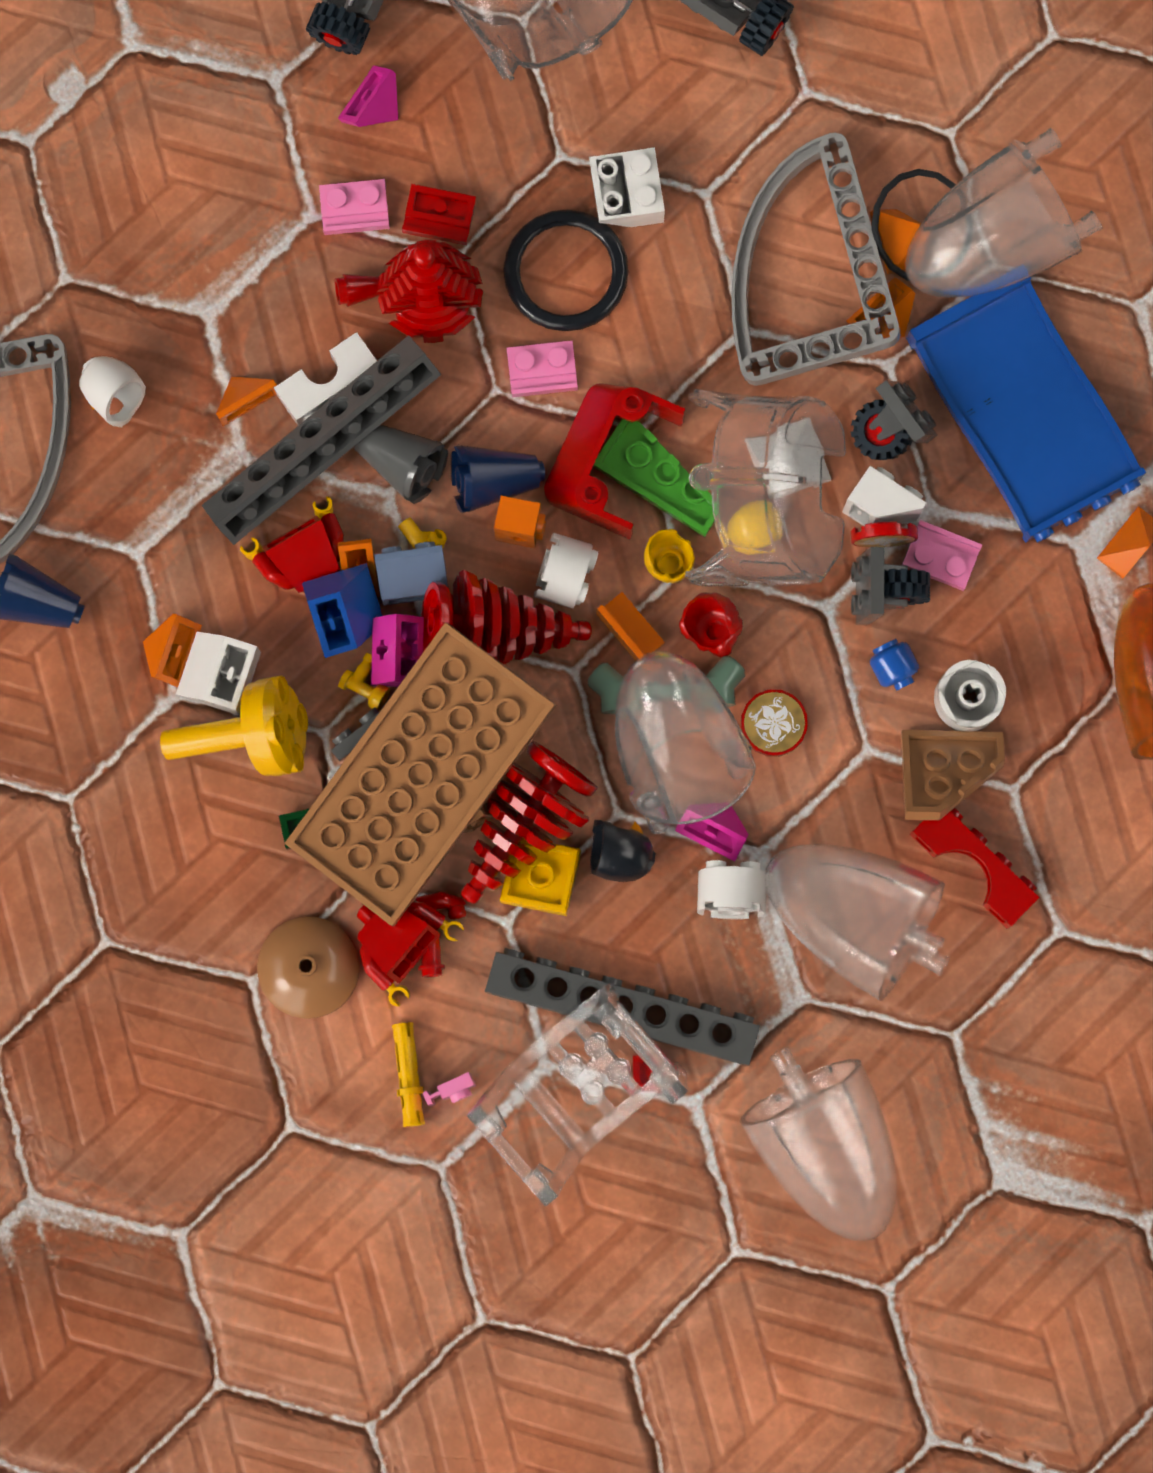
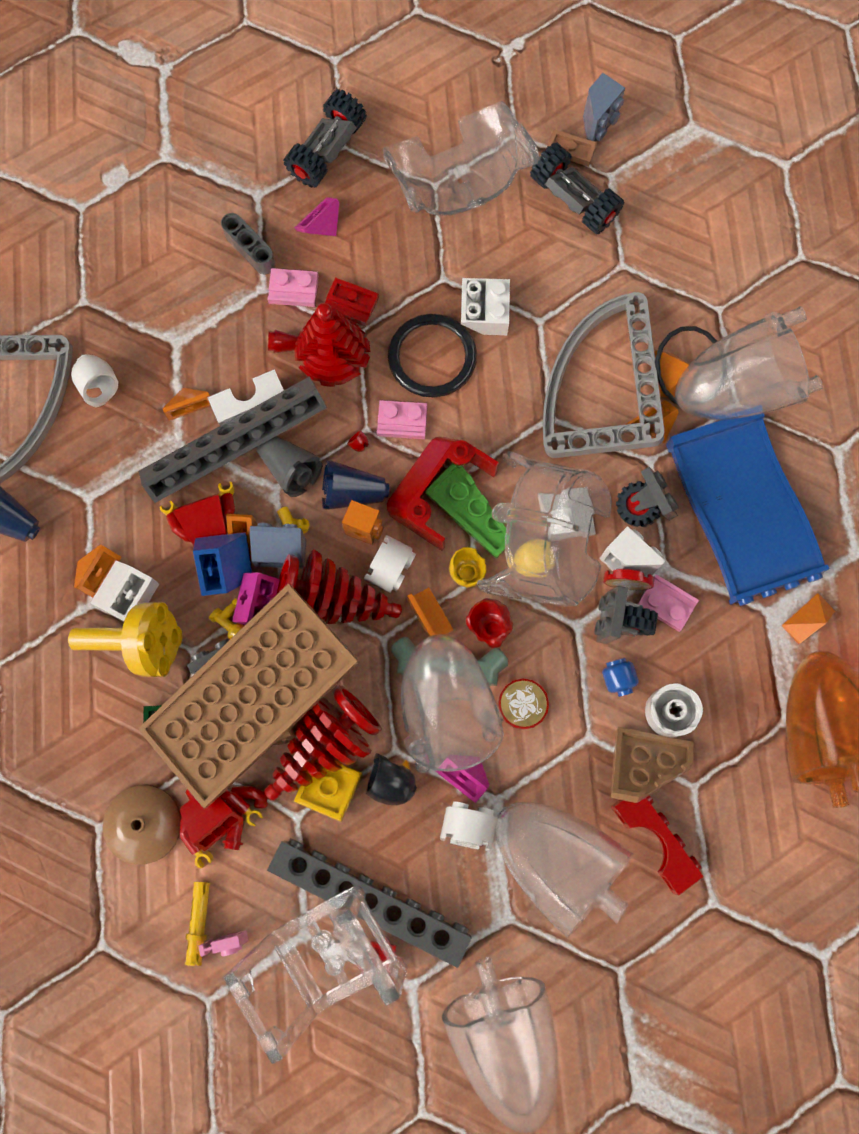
camera: 10 degrees right, 5 degrees down
(271, 143) = (243, 235): none -> dark grey beam
(488, 410) = (358, 441): none -> red hinge

